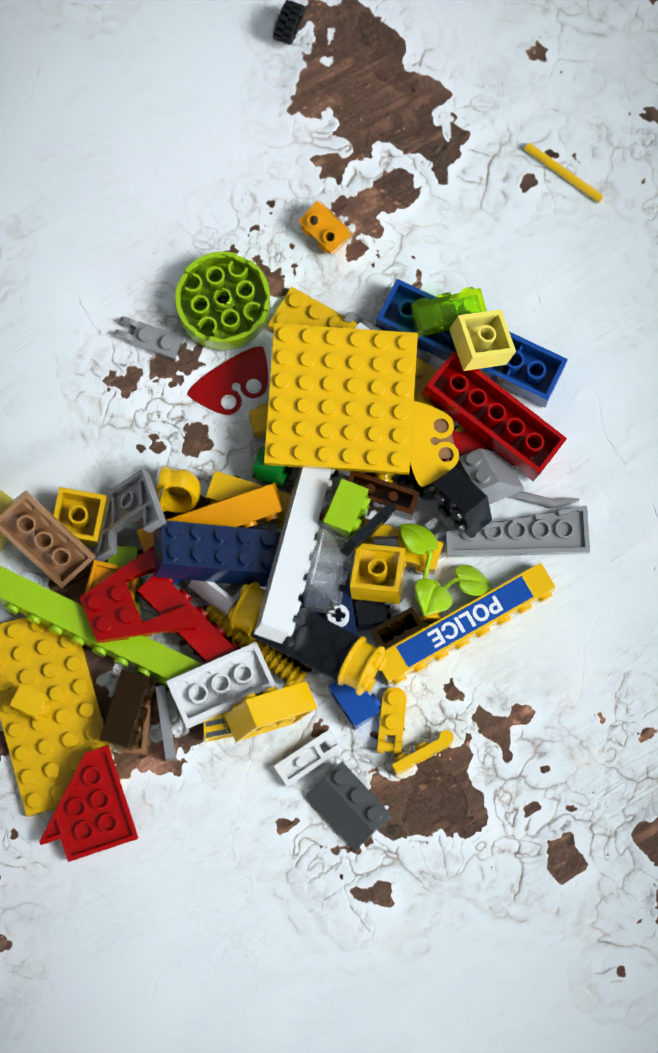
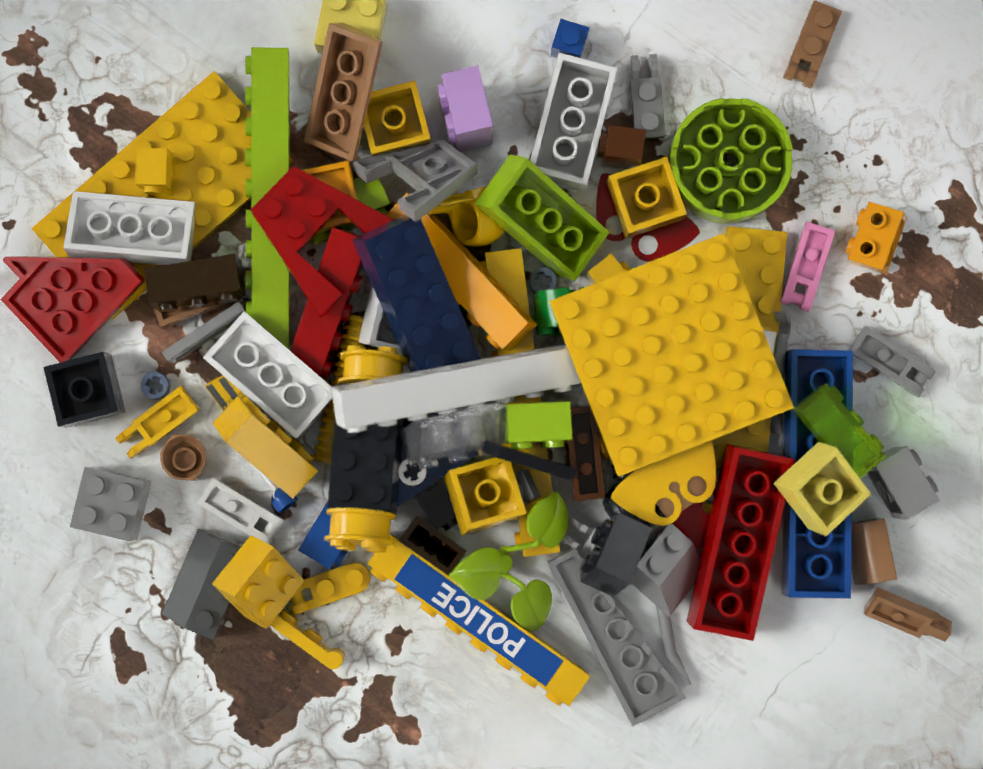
camera: 65 degrees right, 10 degrees up
(64, 739) = (130, 228): none -> white slope
(83, 370) = (569, 39): none -> blue brick
(98, 460) = (465, 109): none -> lavender brick
(142, 395) = (573, 120): none -> white brick
(165, 828) = (84, 389): none -> black brick
(167, 208) = (812, 43): none -> medium nougat plate
(178, 368) = (621, 147): none -> reddish brown brick
(186, 786) = (147, 390): none -> sand blue bush
(201, 443) = (542, 217): none -> lime brick
(213, 786) = (160, 420): none -> yellow hinge
(221, 369) = (646, 197): none -> yellow brick
(239, 463) = (547, 273): none -> sand blue bush
(249, 780) = (183, 457): none -> medium nougat hat
(257, 848) = (110, 504): none -> light grey brick
(311, 724) = (279, 499): none -> blue hinge
(322, 283) = (807, 265): none -> bright pink plate
(365, 762) = (258, 582): none -> yellow brick
(416, 258) = (891, 360): none -> light grey plate
(505, 288) = (903, 483): none -> light grey brick
(544, 332) = (871, 552): none -> medium nougat brick
(598, 330) = (907, 615): none -> medium nougat hinge

